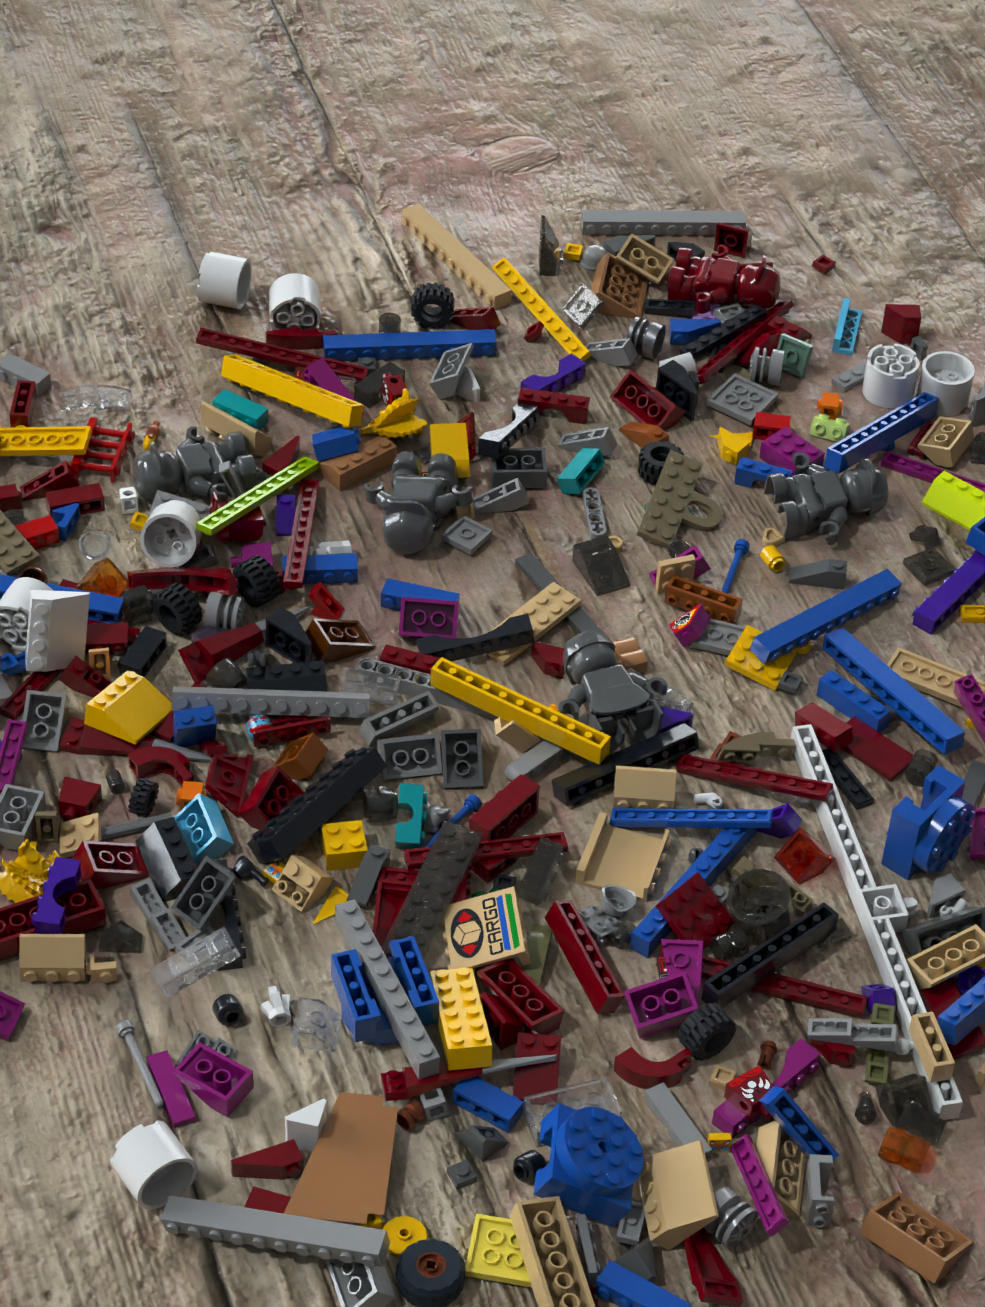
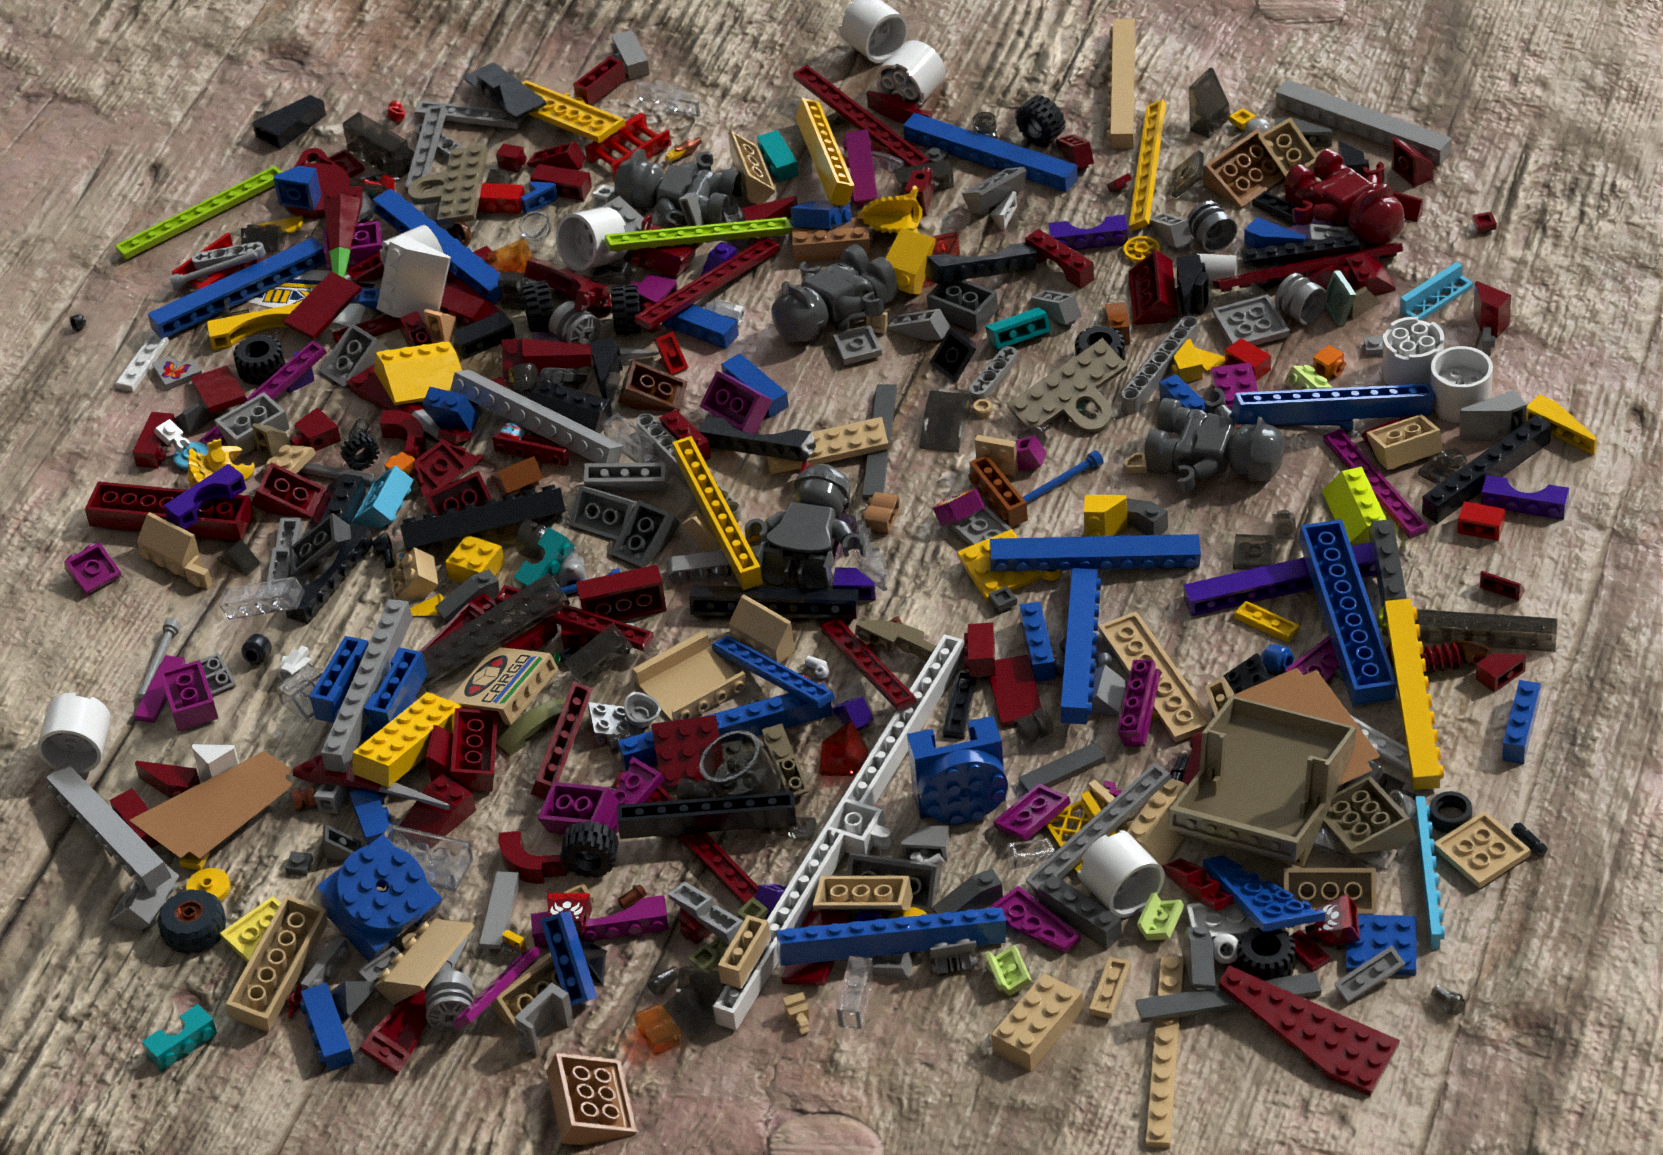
camera: 45 degrees right, 0 degrees up
(555, 511) = (953, 354): none -> black slope
(601, 376) = (1140, 248): none -> yellow wheel
(713, 456) = (1157, 366): none -> light grey beam
(773, 558) = (1111, 481): yellow brick -> none
(801, 586) = (1105, 515): none -> yellow slope

